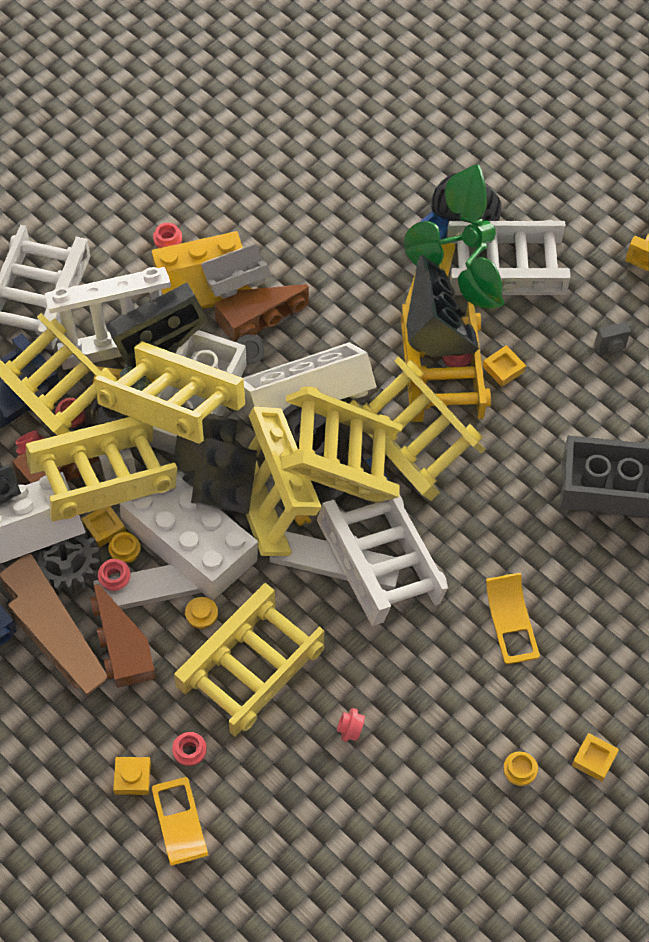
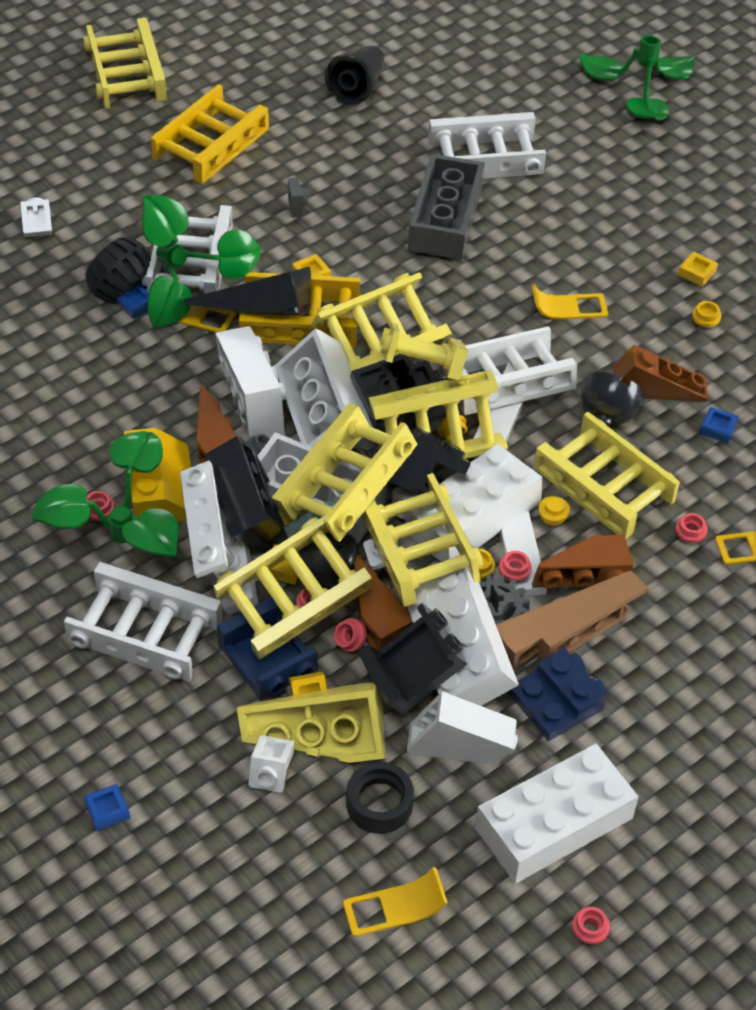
camera: 85 degrees left, 10 degrees down
(127, 194) = (151, 532): none -> green plant
(132, 776) = (717, 574): yellow plate -> none
(235, 270) = (182, 432): light grey bracket -> none
(328, 323) = (252, 381): none -> white wedge
(348, 781) = (719, 425): none -> blue tile
(350, 656) = (610, 399): none -> black cylinder
(350, 725) = (674, 407): coral plate -> none
(402, 716) = (660, 377): none -> dark orange slope
(527, 128) = (36, 217): none -> white bracket

